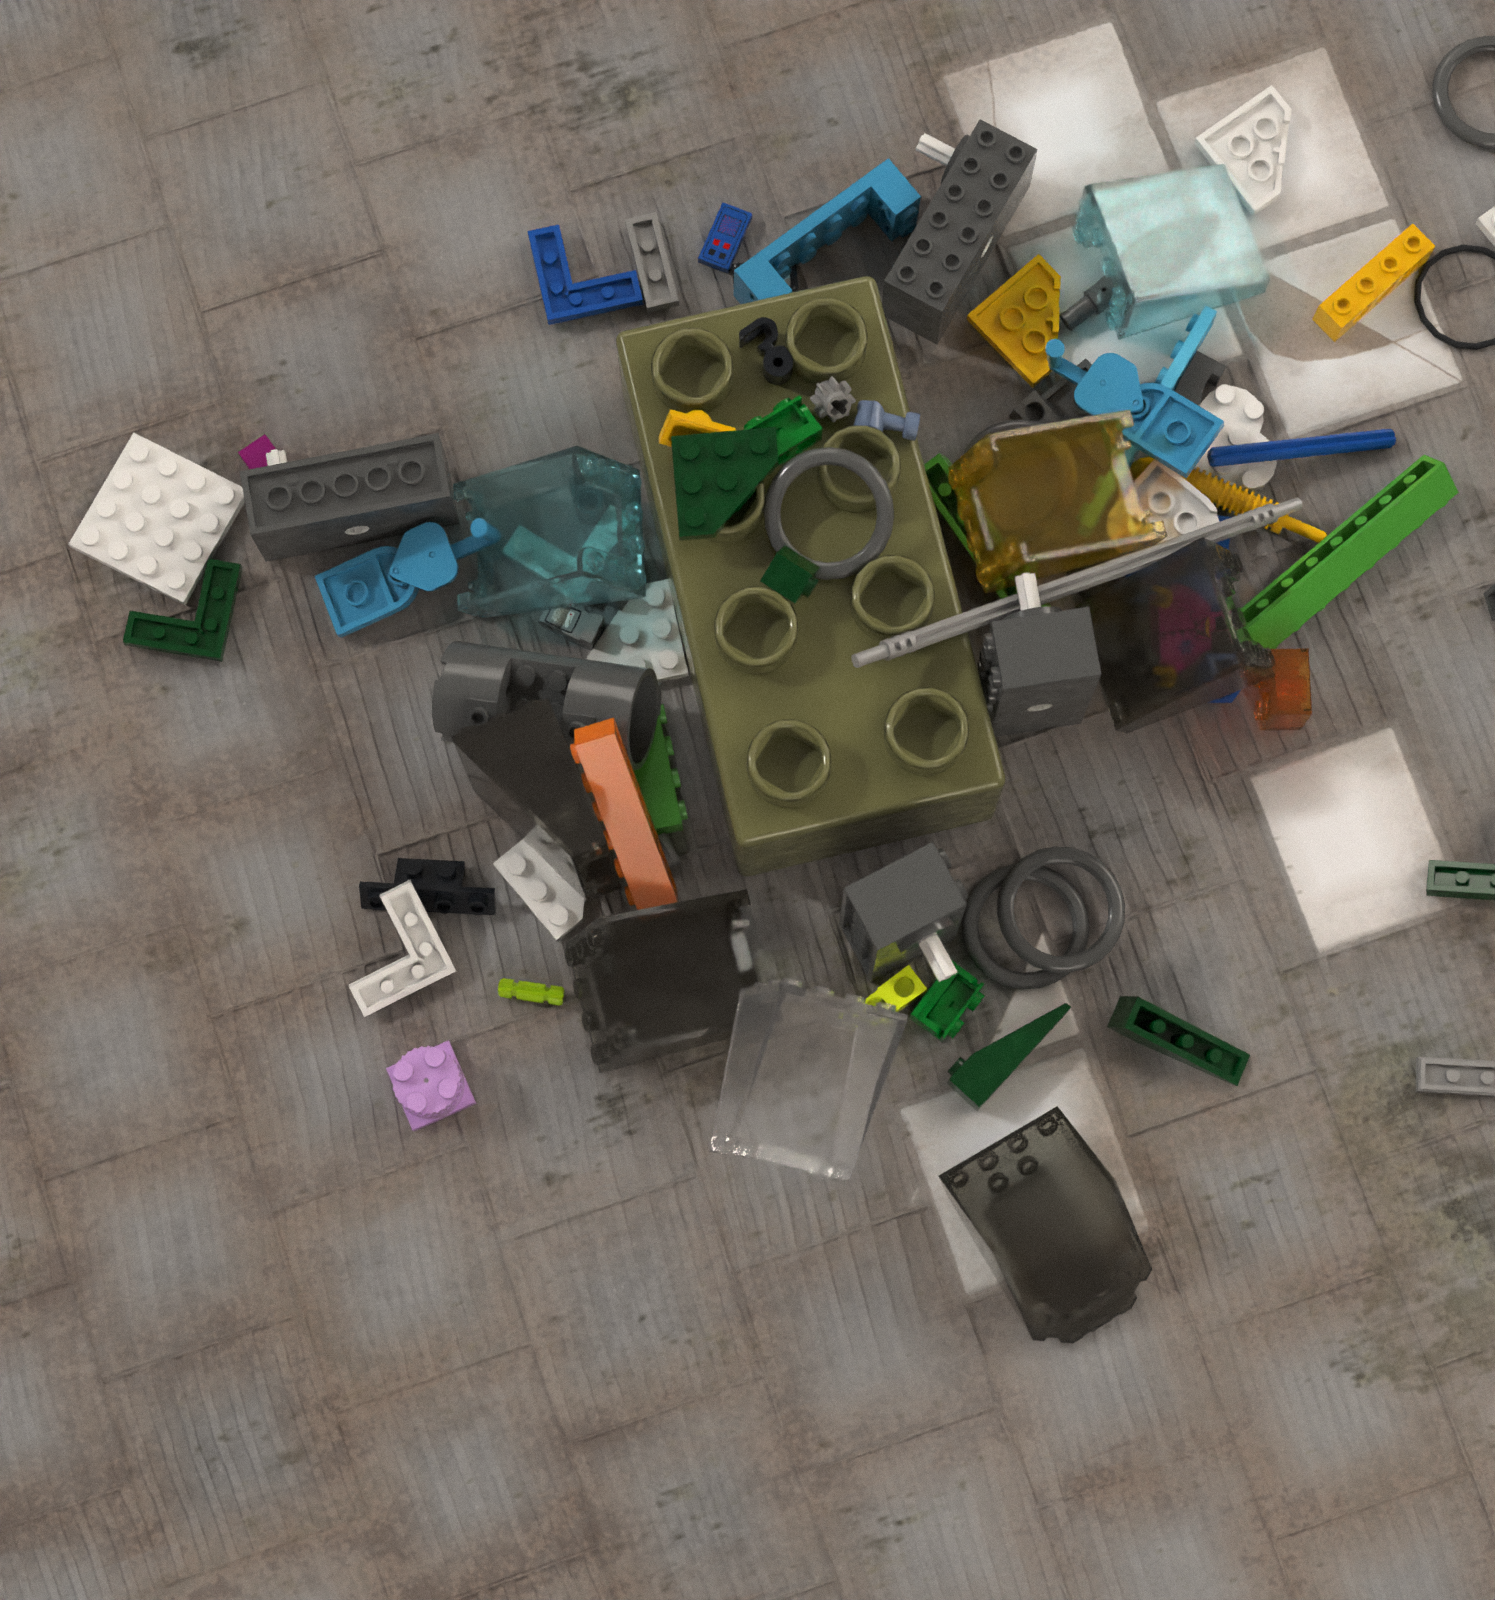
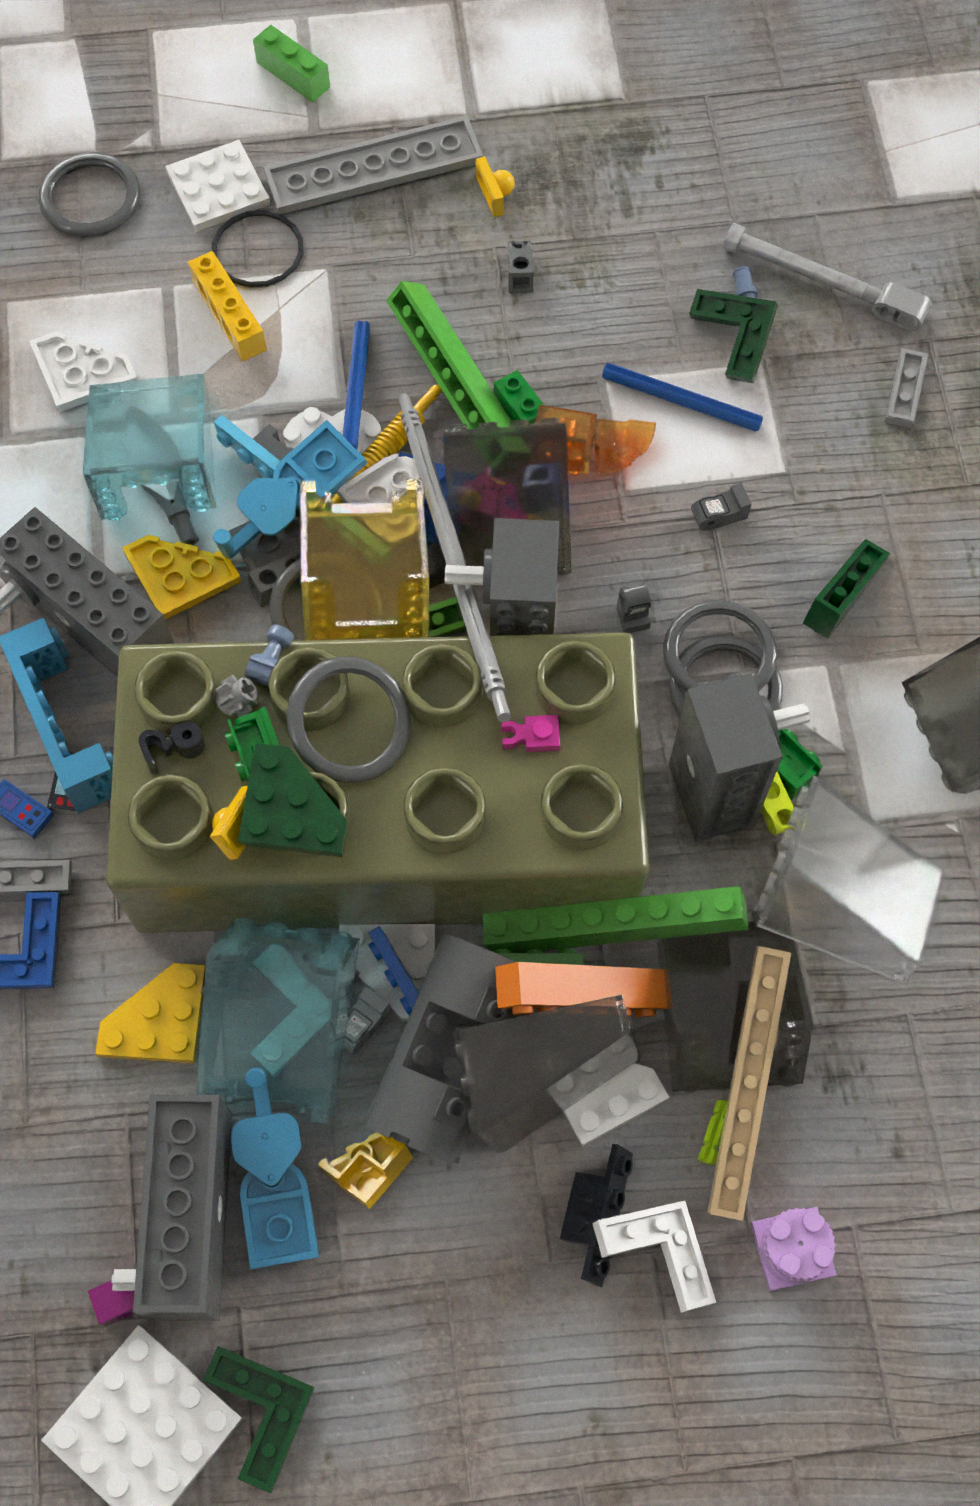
camera: 80 degrees left, 10 degrees down
(422, 657) = (368, 1167): none -> yellow slope
(534, 423) = (158, 1020): none -> yellow plate
(580, 1009) = (749, 1083): none -> tan plate
(625, 642) = (396, 973): none -> blue plate
(715, 846) = (617, 920): none -> bright green brick
(791, 575) = (400, 765): dark green brick -> none
(862, 705) = (538, 733): none -> dark pink plate
(990, 1066) = (848, 734): dark green slope -> none
(1091, 808) = (634, 607): none -> dark grey leg
(1245, 883) = (722, 508): none -> dark grey leg
(1305, 757) = (620, 443): none -> clear orange brick
(1326, 631) = (517, 397): none -> green hinge
(1387, 817) = (682, 397): none -> blue axle

